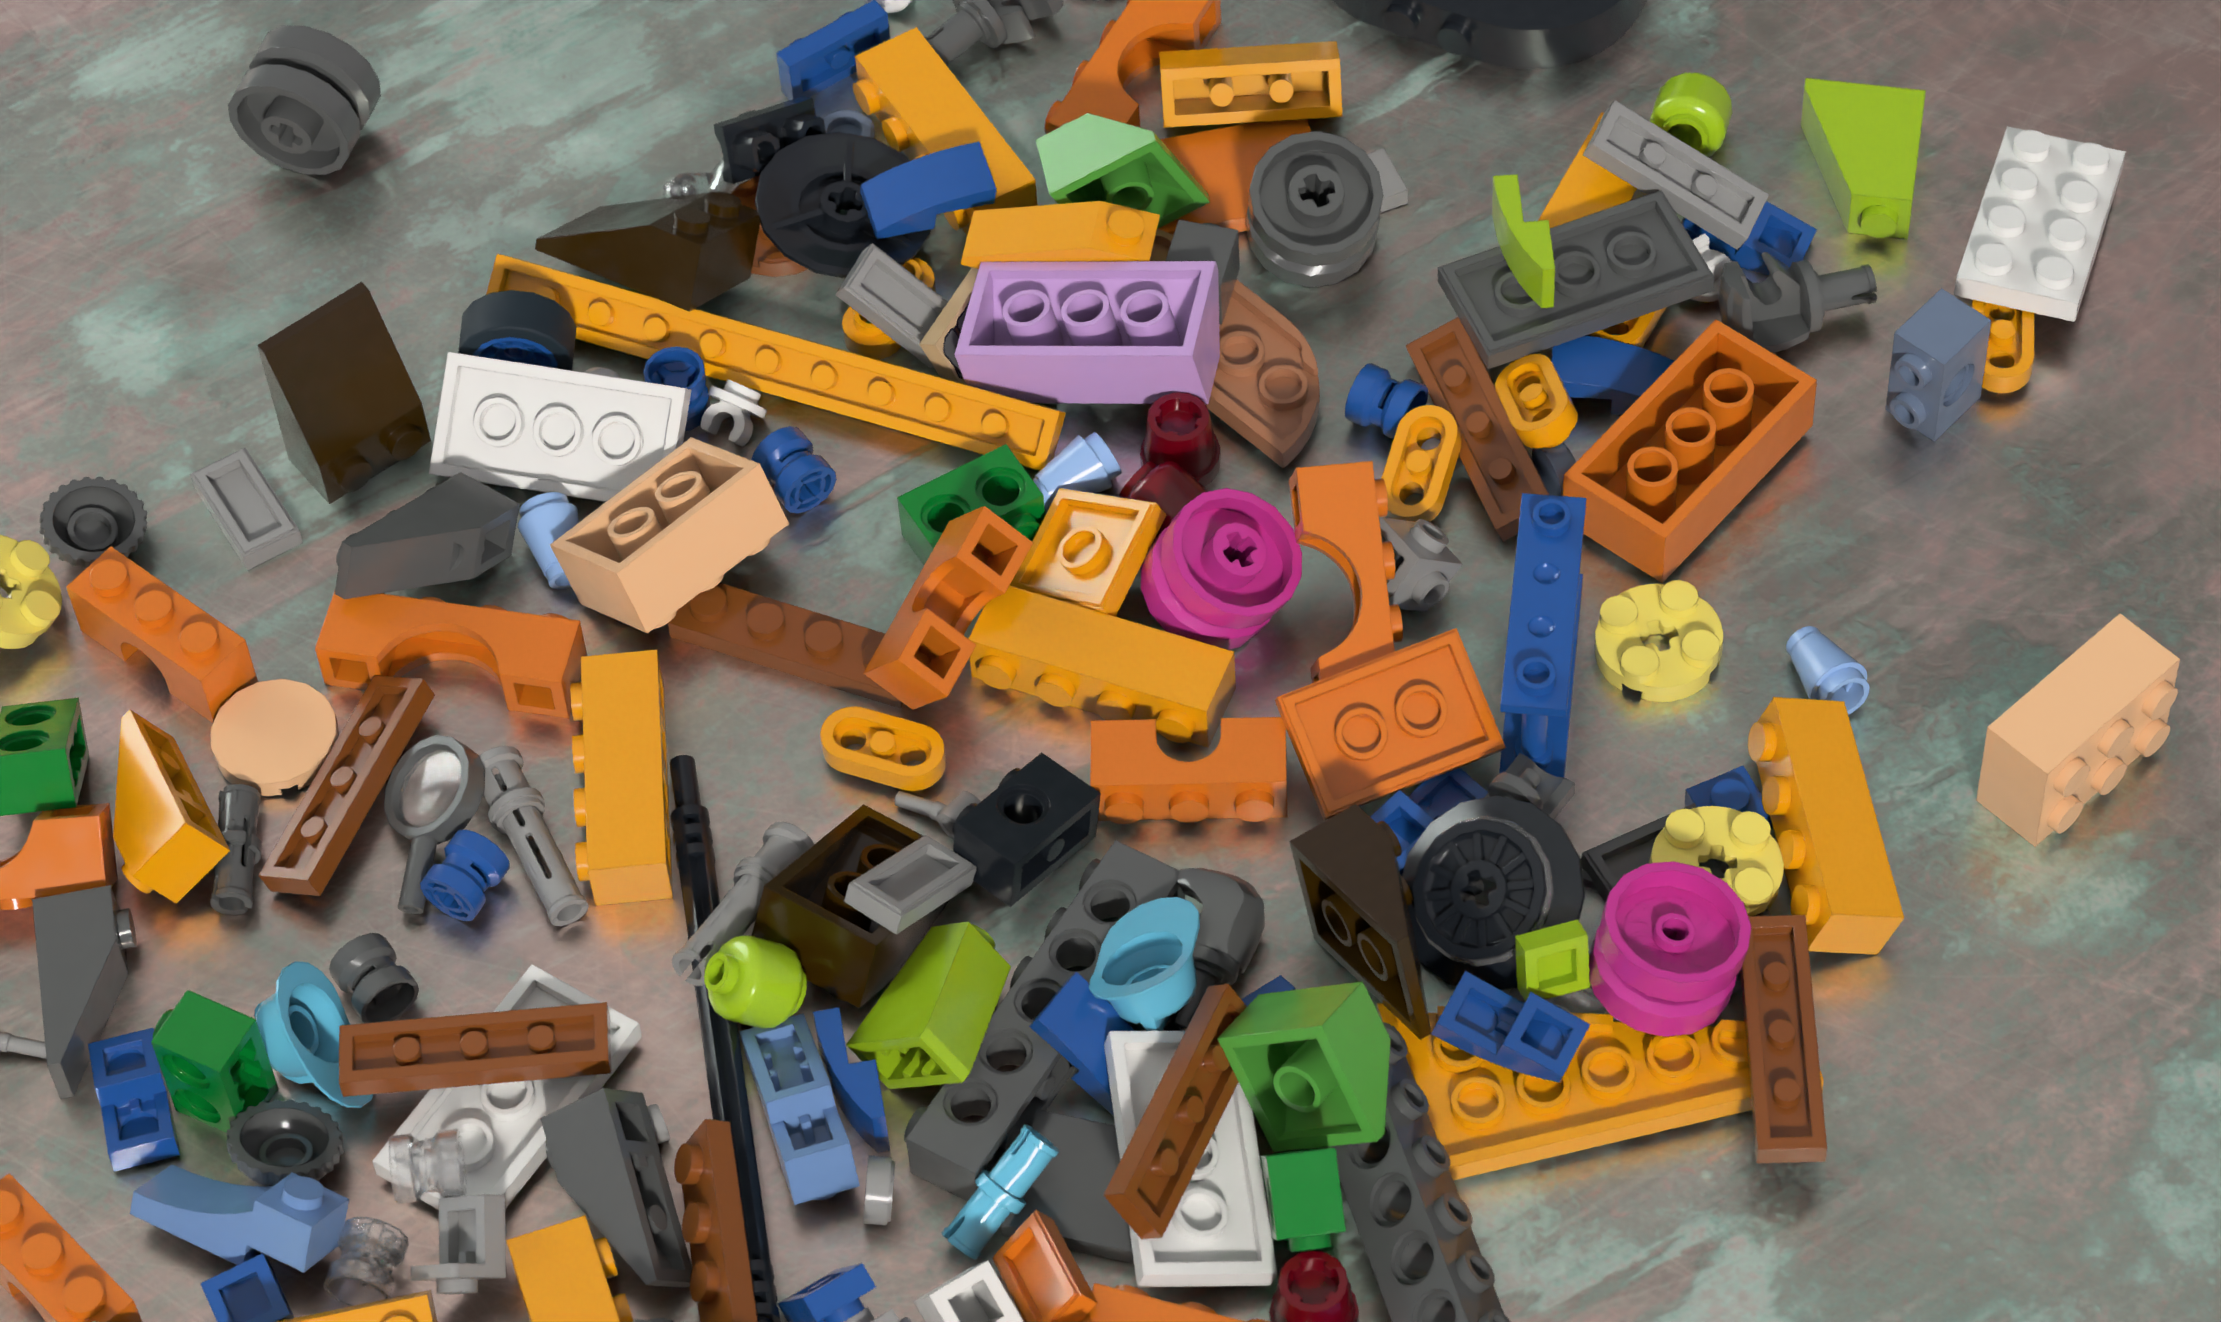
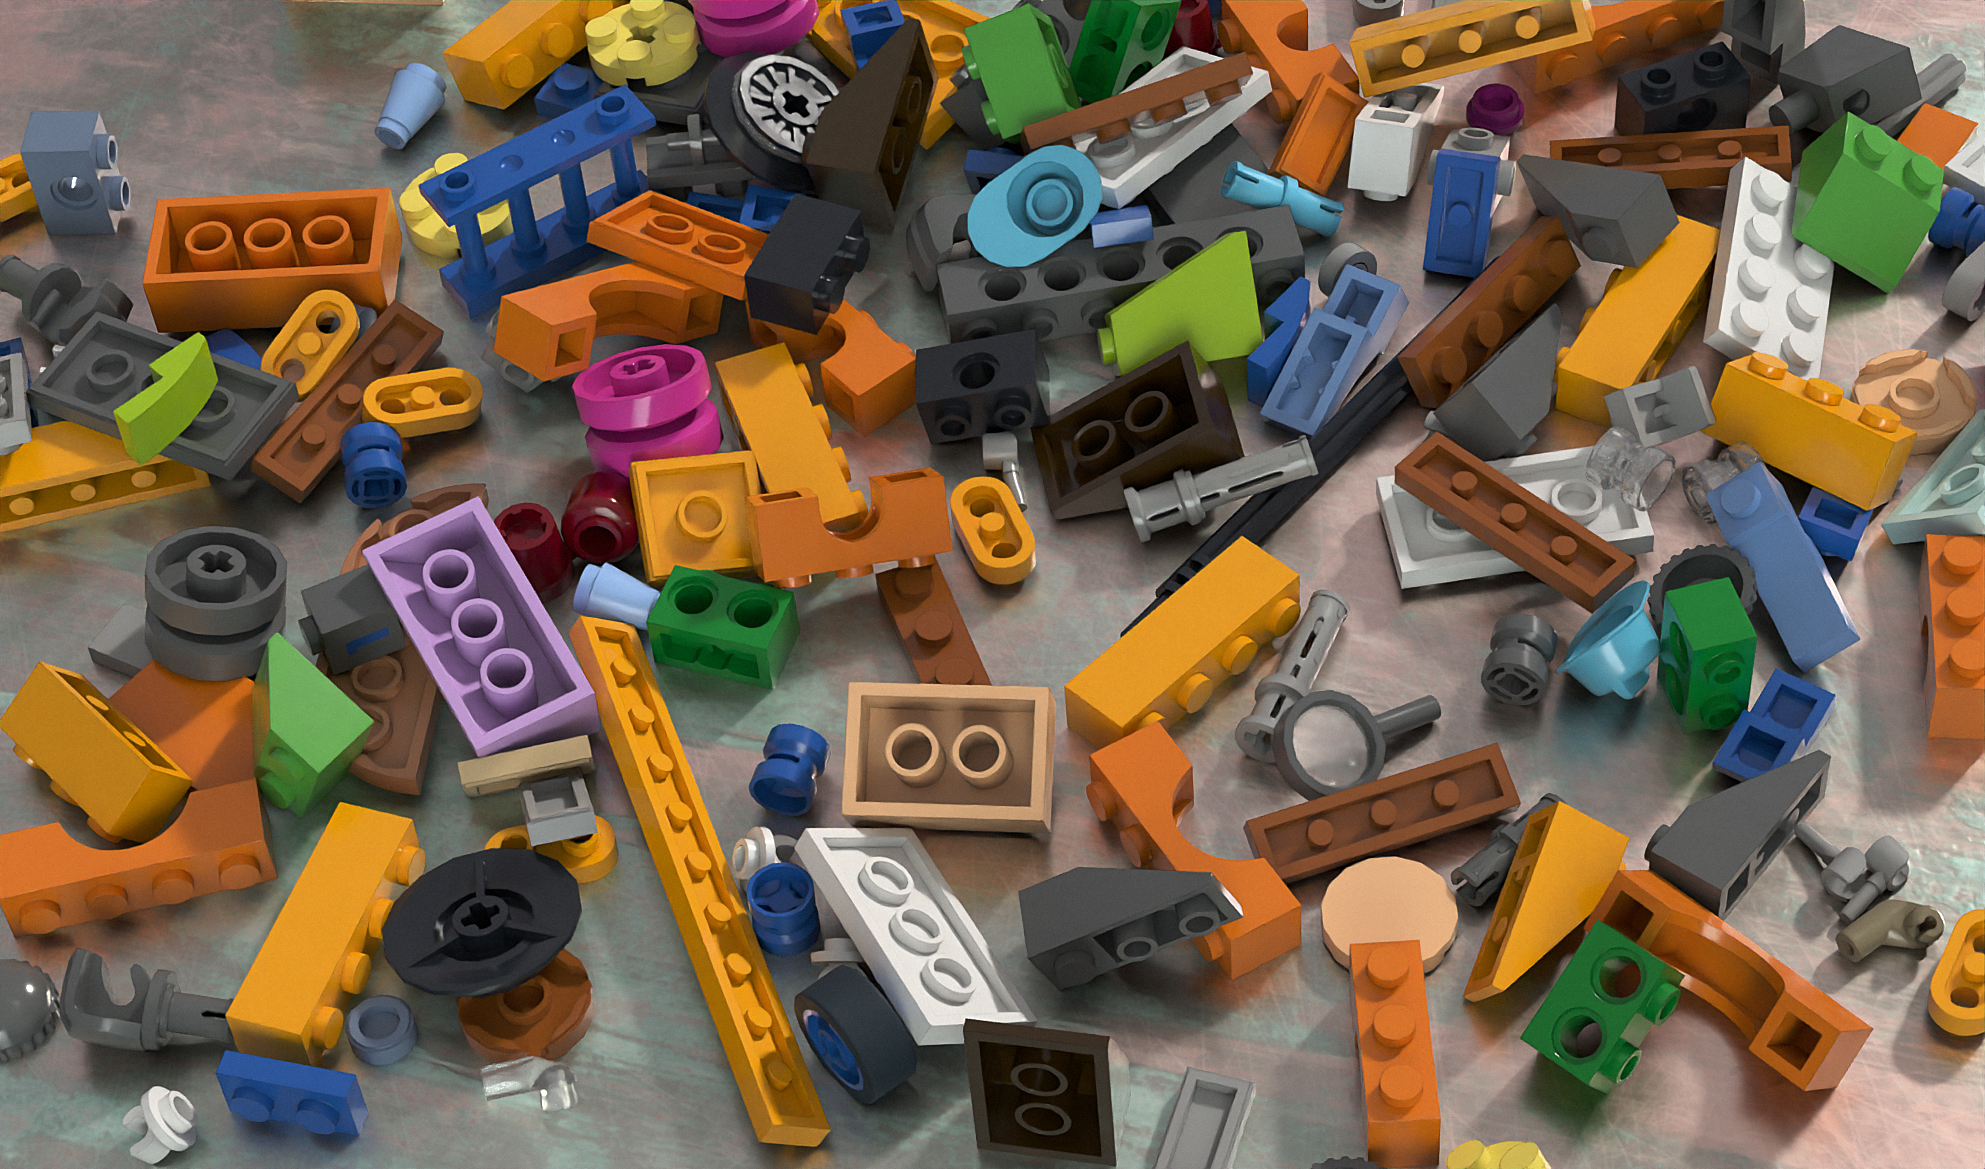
camera: 130 degrees left, 5 degrees down
(465, 874) = (1379, 675): blue wheel -> none
(541, 523) = (1012, 870): light blue cone -> none
(664, 247) = (649, 1021): dark brown slope -> none
(755, 982) = (1278, 413): lime head -> none
(756, 136) = (422, 1032): black hips -> none
(910, 884) = (1106, 390): light grey tile -> none
(918, 190) = (428, 852): blue slope -> none
(1060, 234) = (408, 704): light orange slope -> none
(1252, 752) = (806, 264): none -> black brick
(1553, 960) = (814, 42): lime plate -> none

